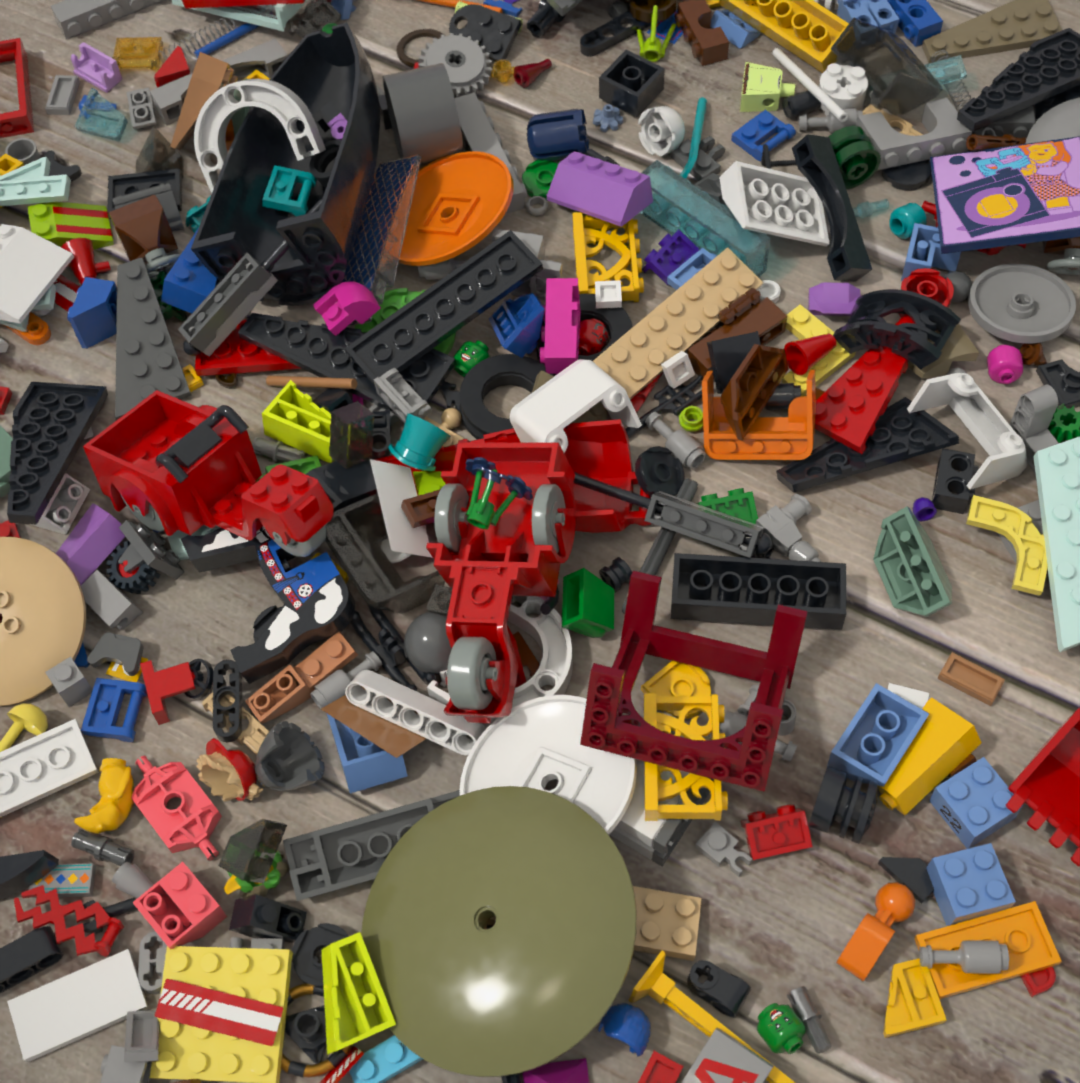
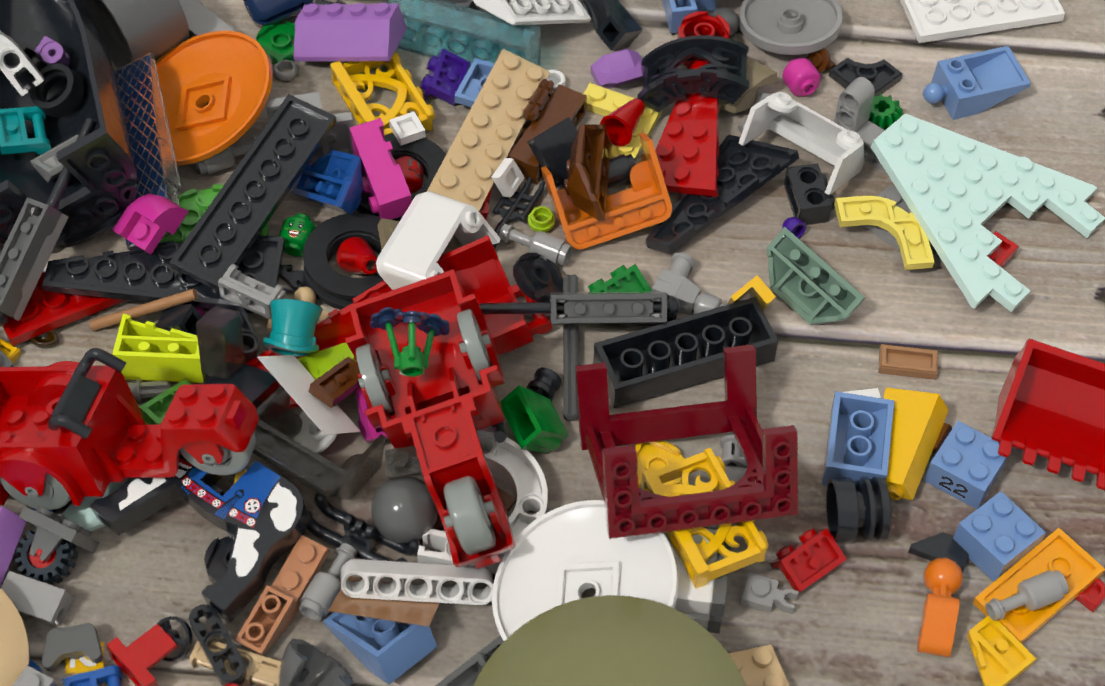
camera: 30 degrees left, 5 degrees down
(507, 394) = (356, 256): none -> red piece
(852, 556) = (757, 289): none -> yellow panel

